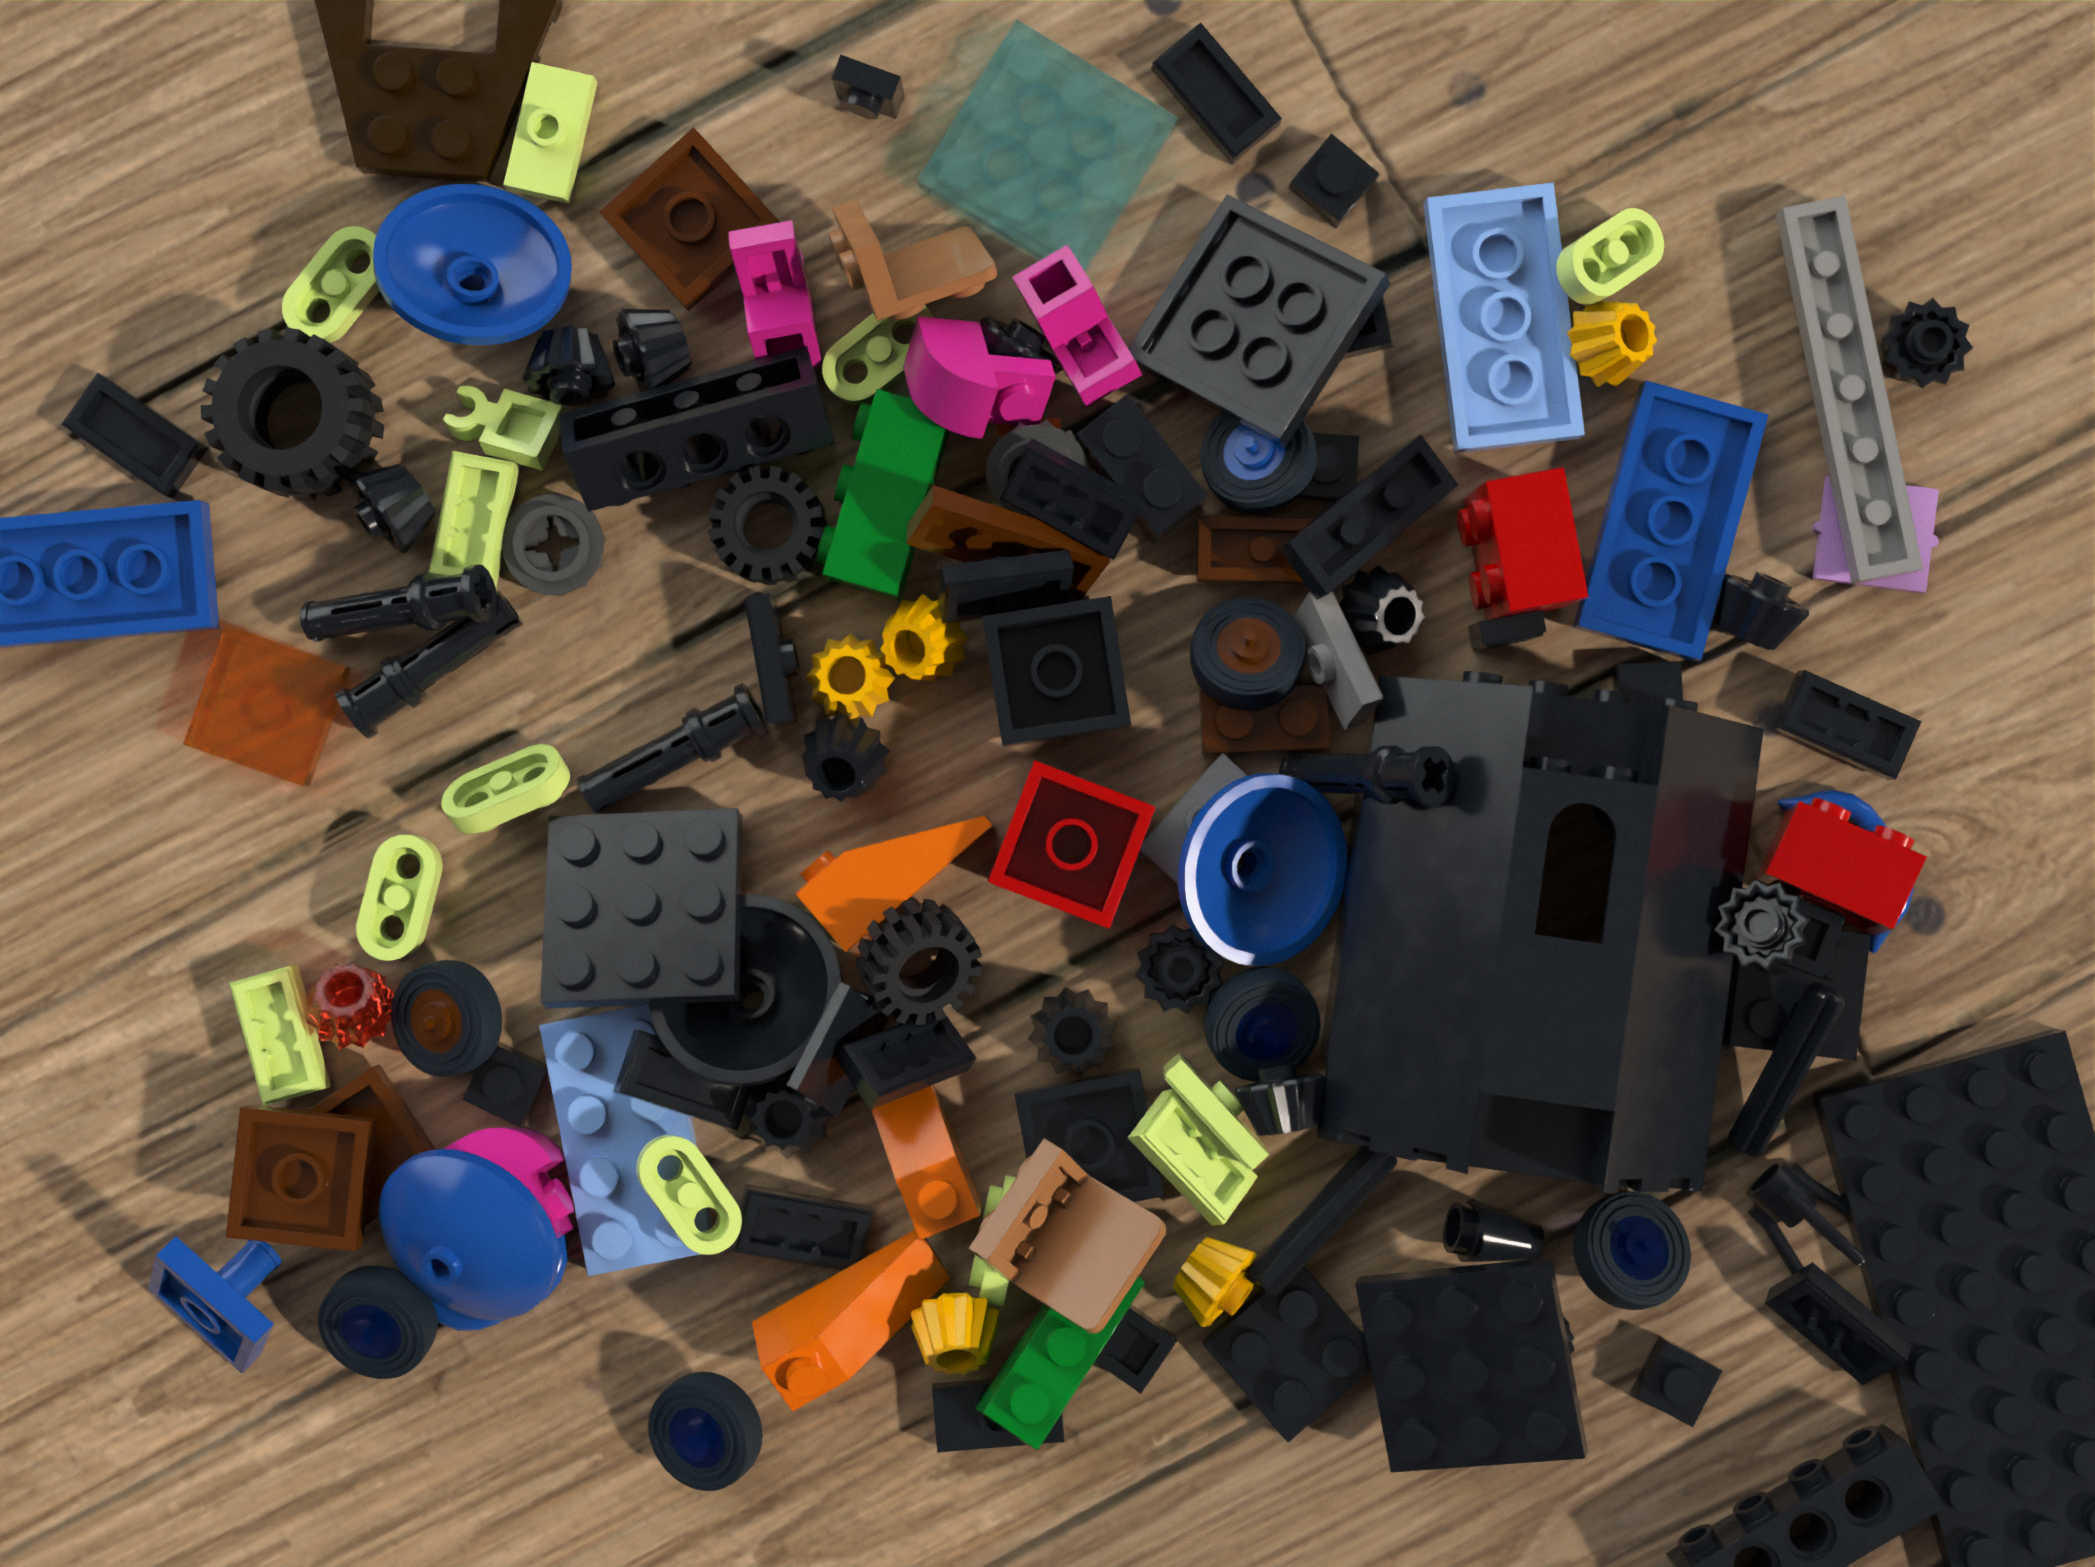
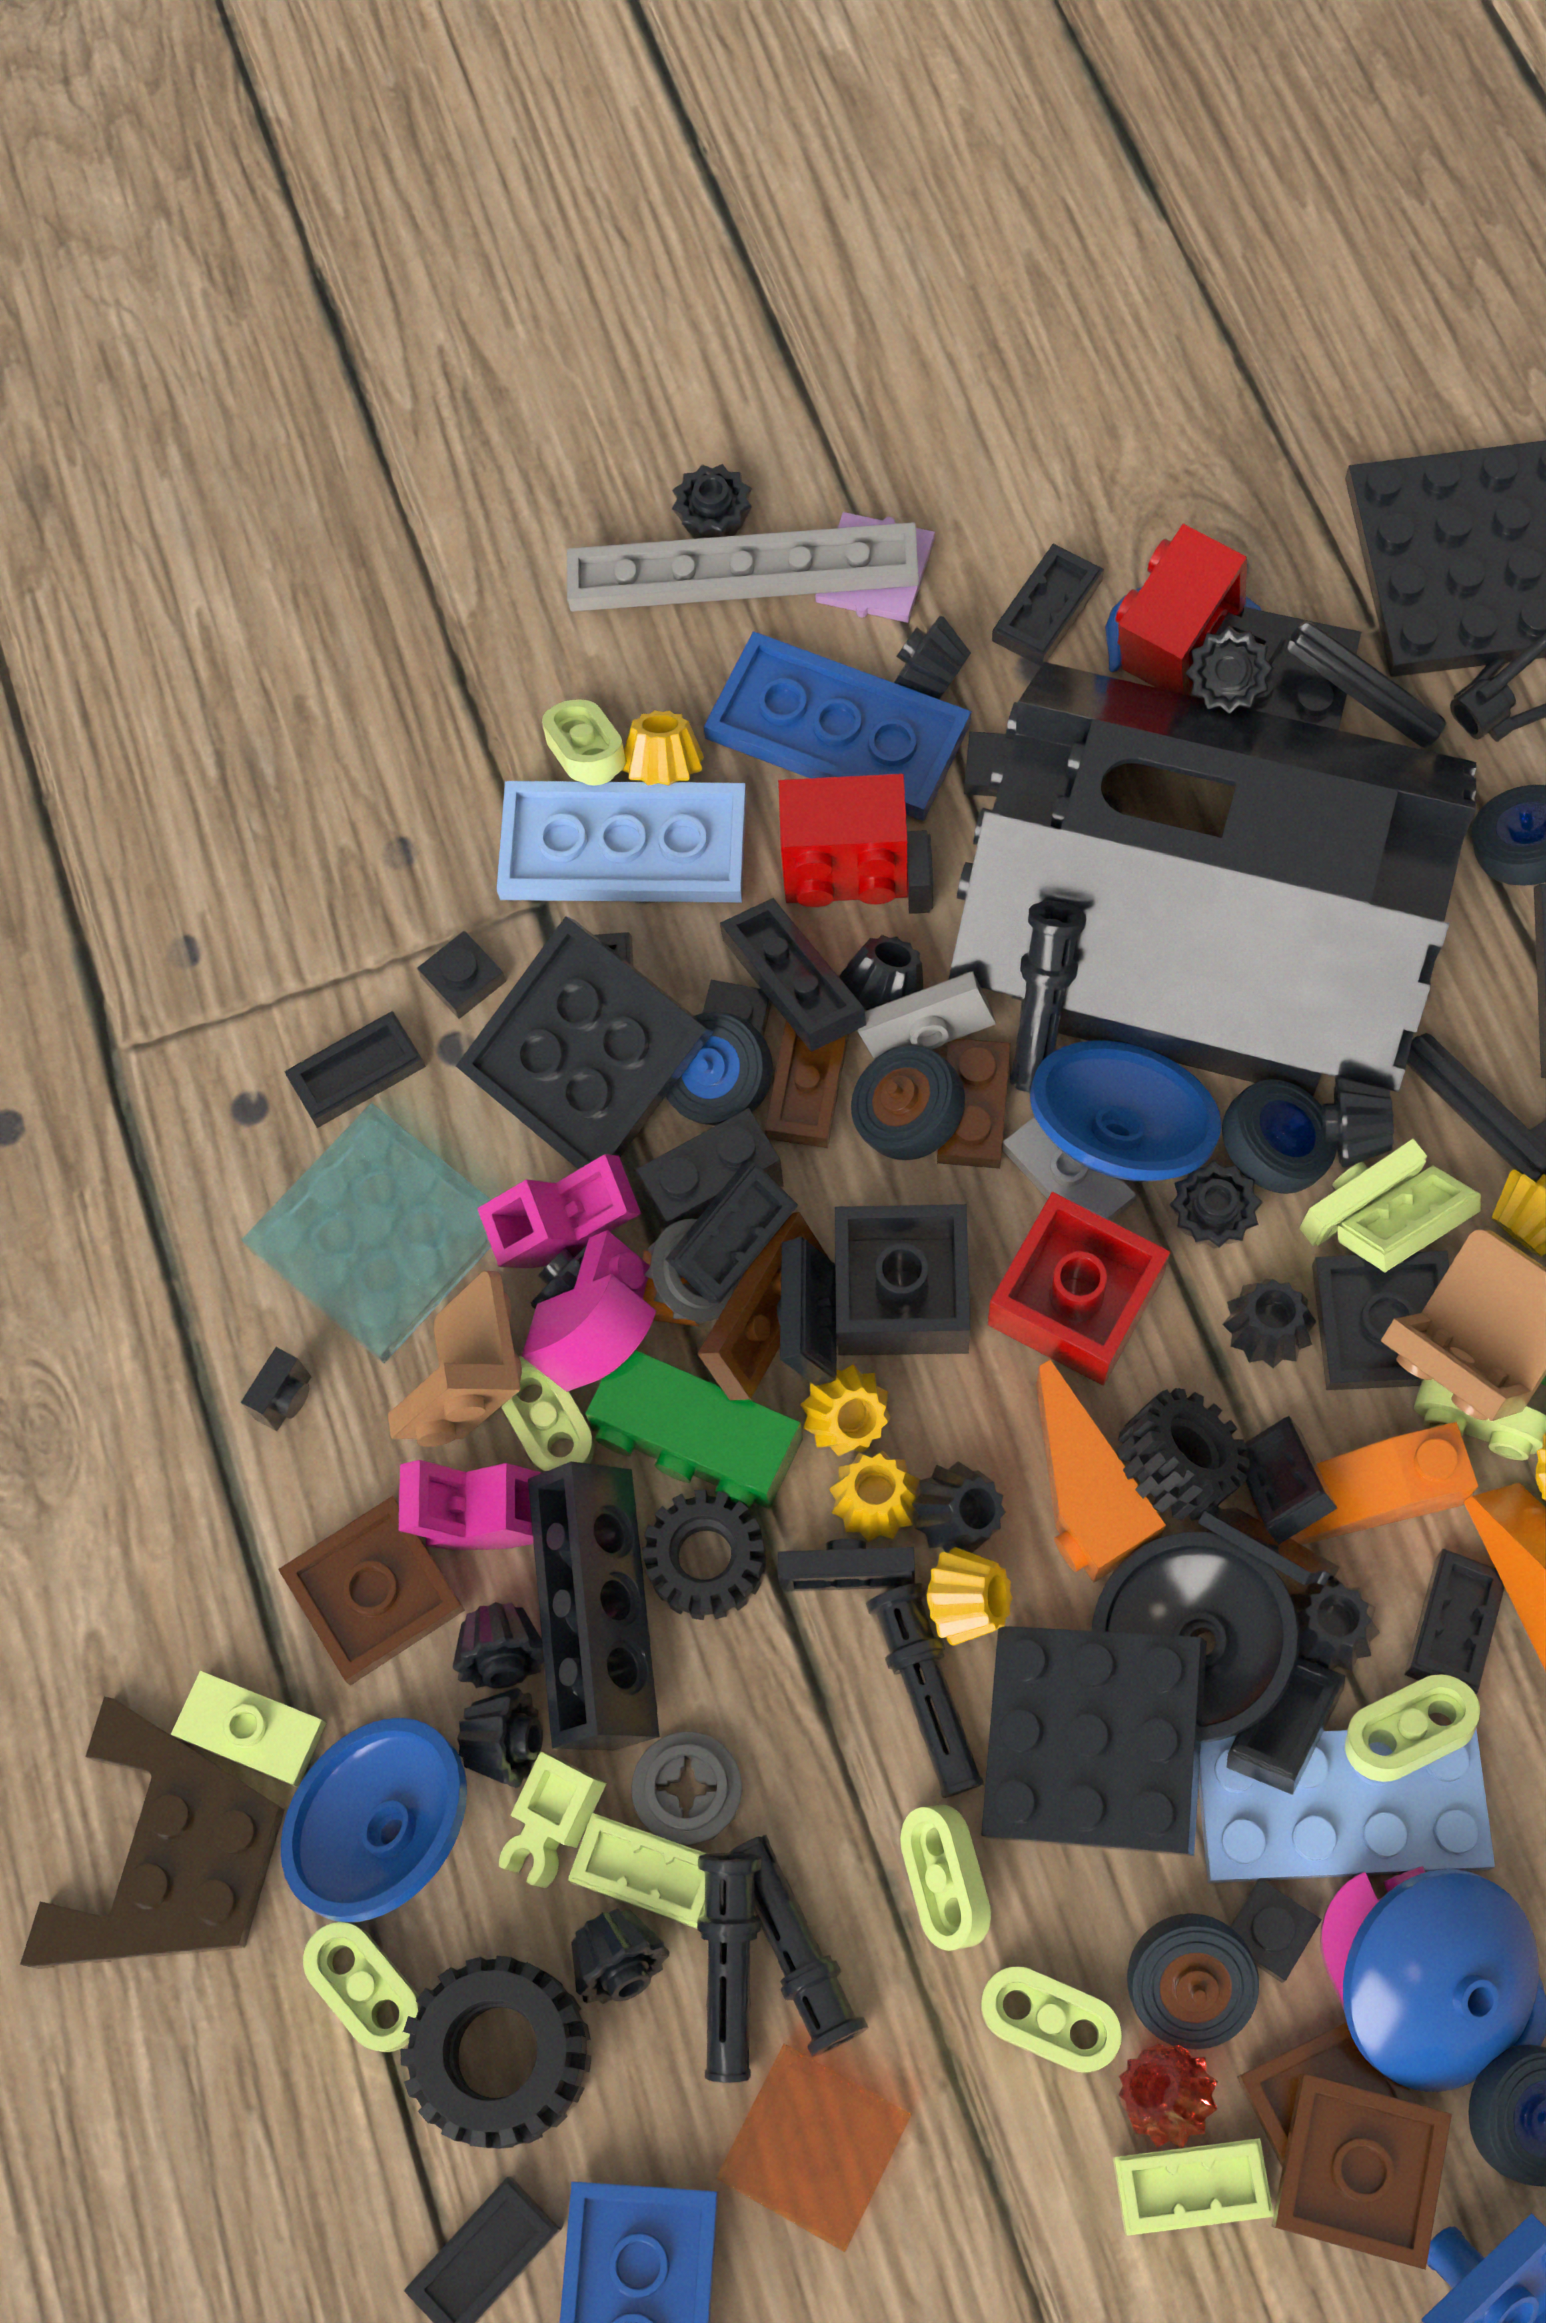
camera: 75 degrees left, 20 degrees down
(757, 776) = (967, 1596): none -> yellow piece
(1489, 1235) = (1506, 960): black cone -> none

